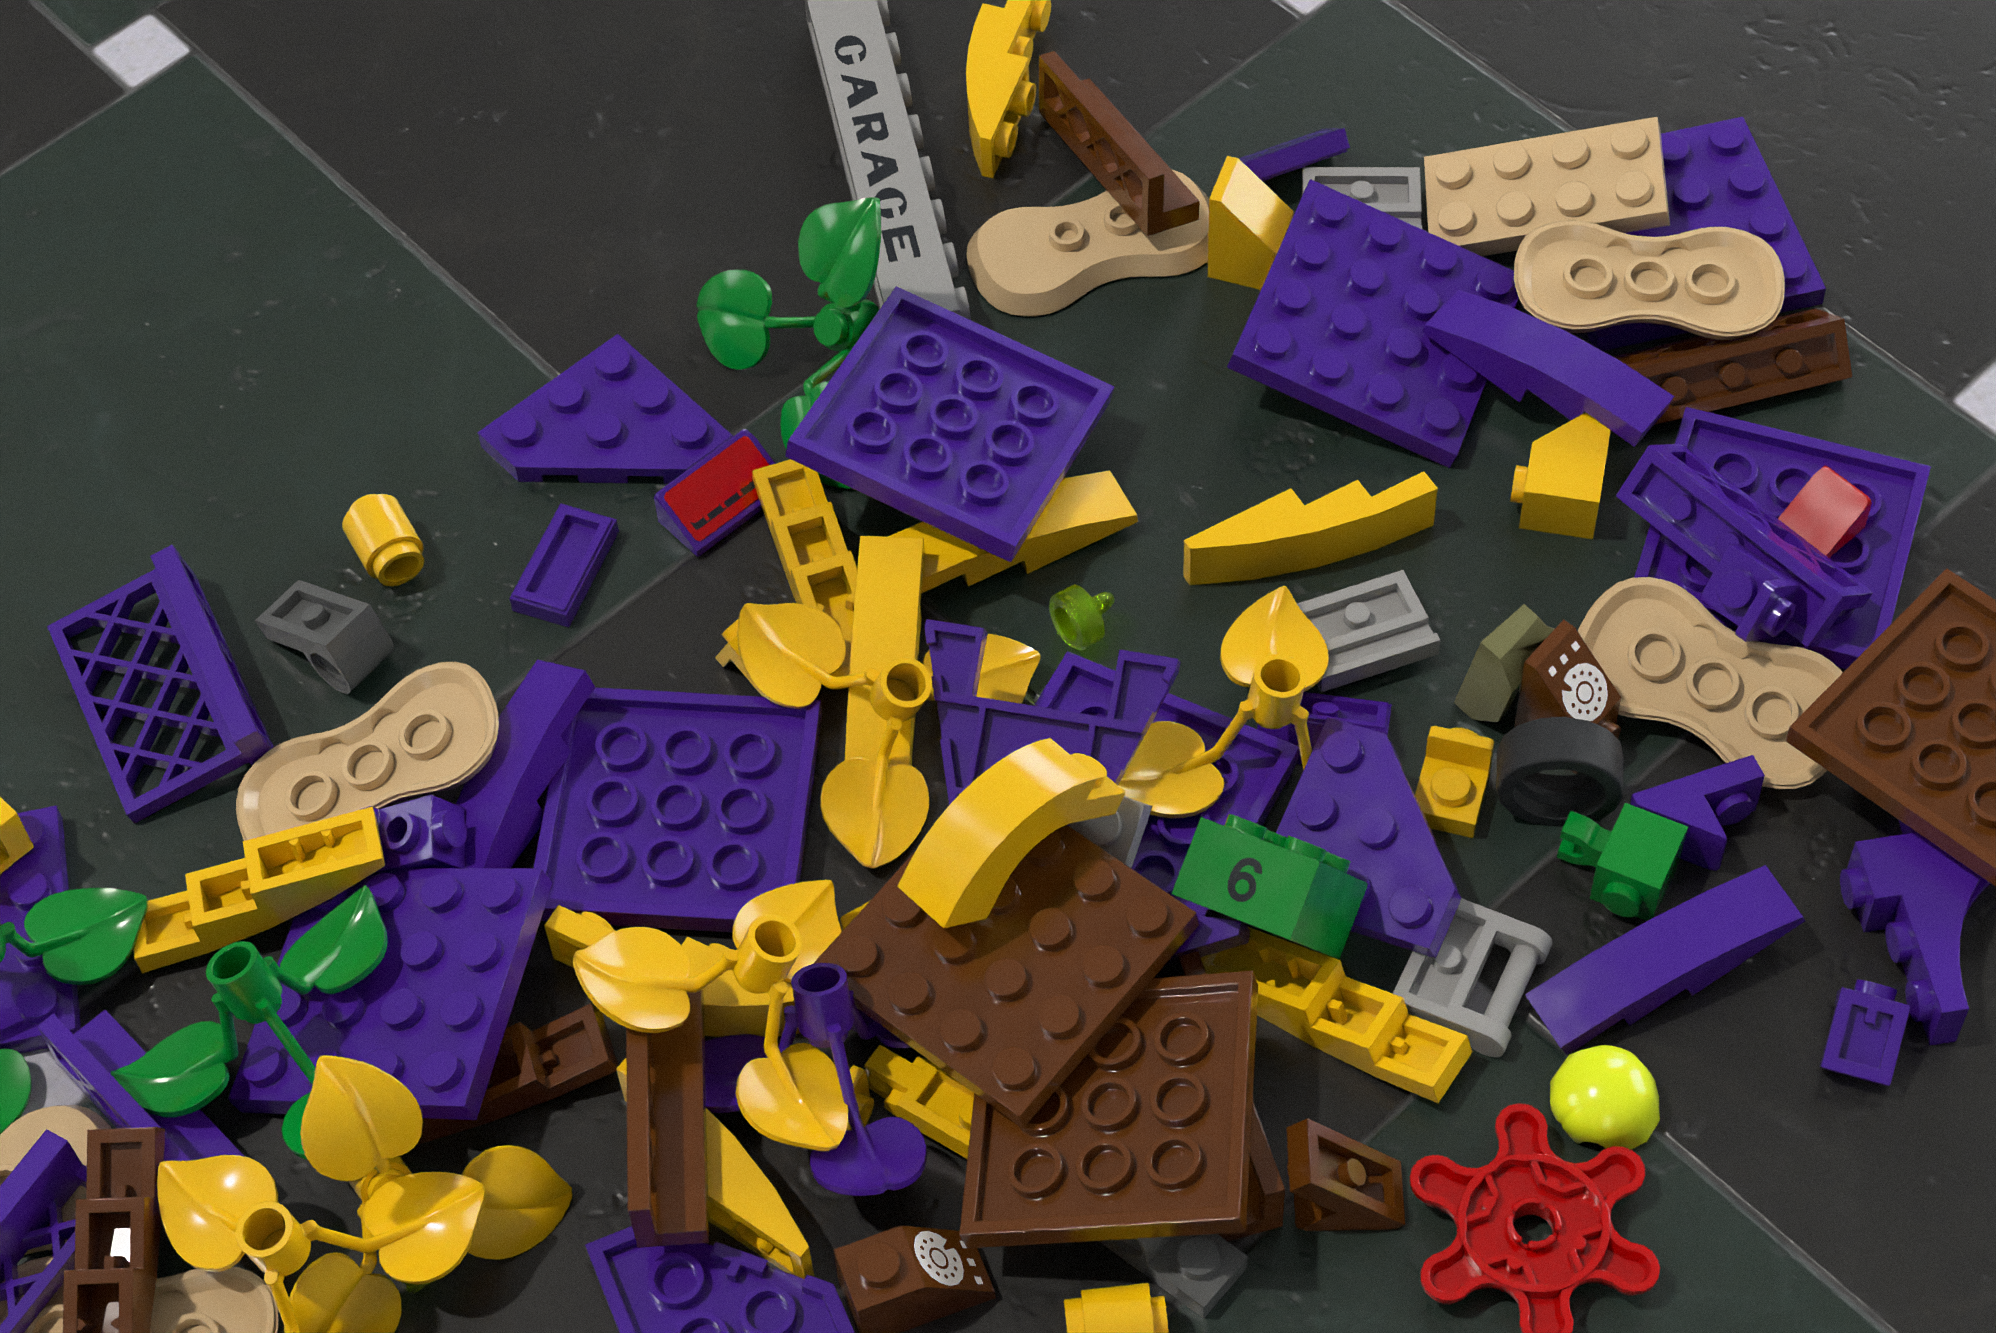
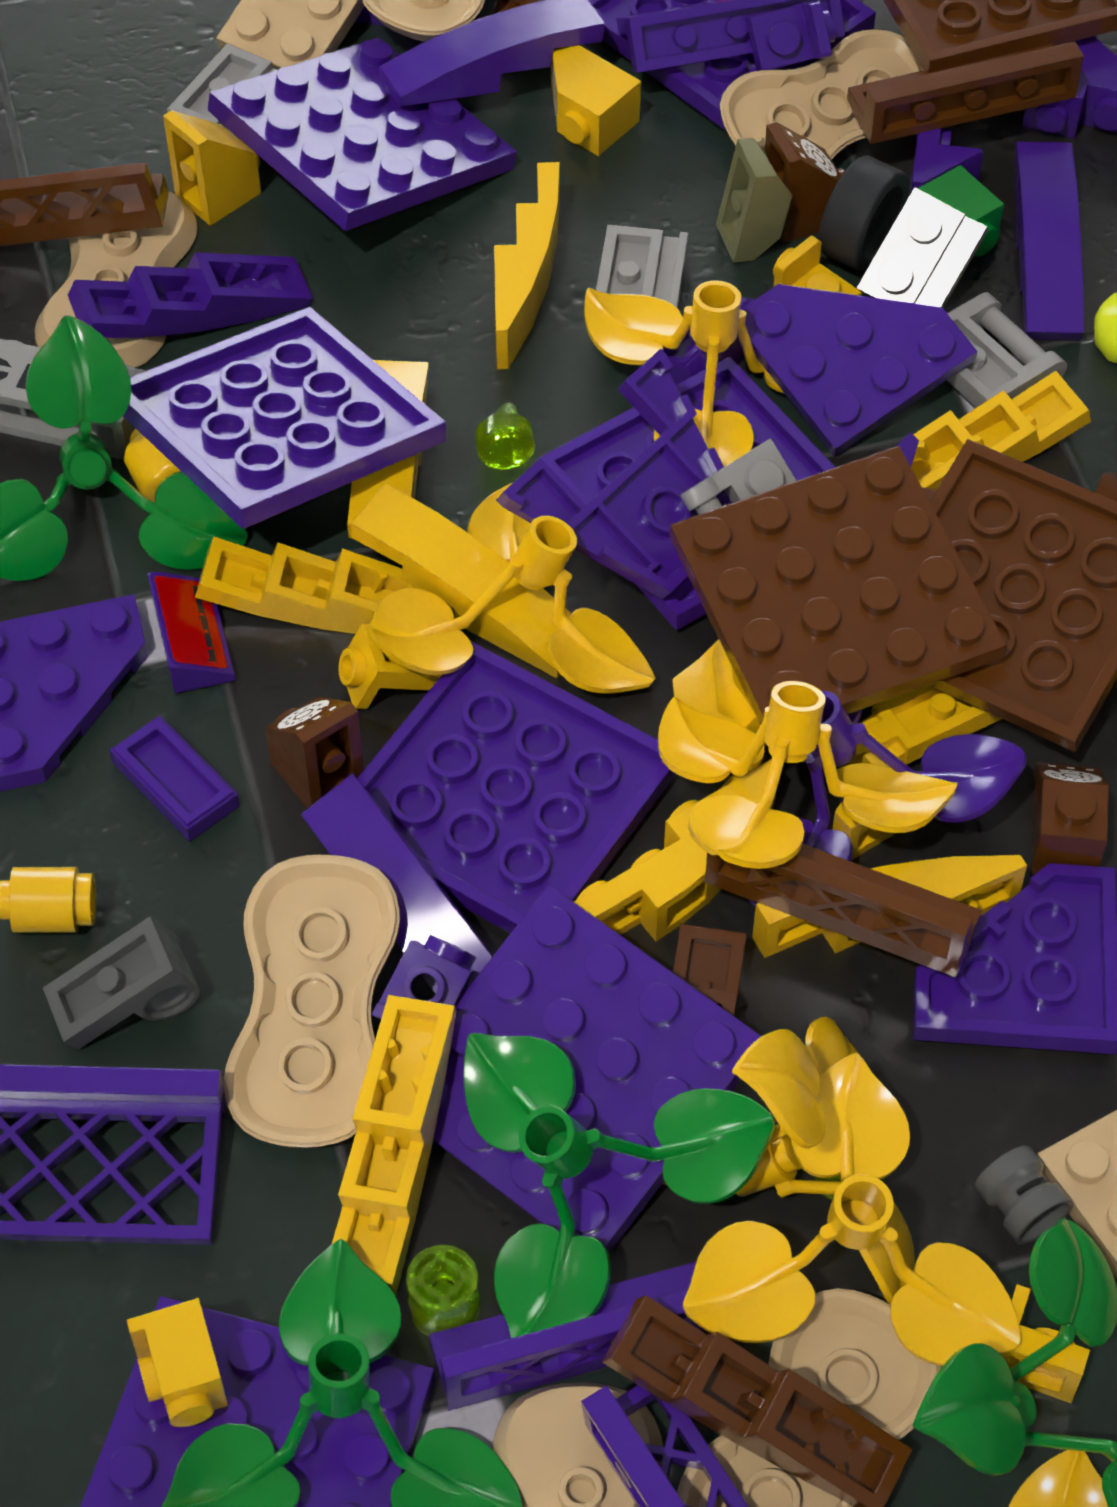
camera: 65 degrees left, 0 degrees up
(144, 998) = (443, 1304): none -> clear neon green wheel
(626, 640) = (316, 747): none -> reddish brown slope
(997, 822) = (775, 515): yellow arch -> none
(1087, 303) = (206, 295): none -> dark purple slope
(1271, 883) = (896, 395): green brick -> none
(1297, 153) = (142, 115): dark purple tile -> none
(1537, 850) = (923, 253): none -> plate
(1786, 781) = (966, 92): none -> reddish brown fence

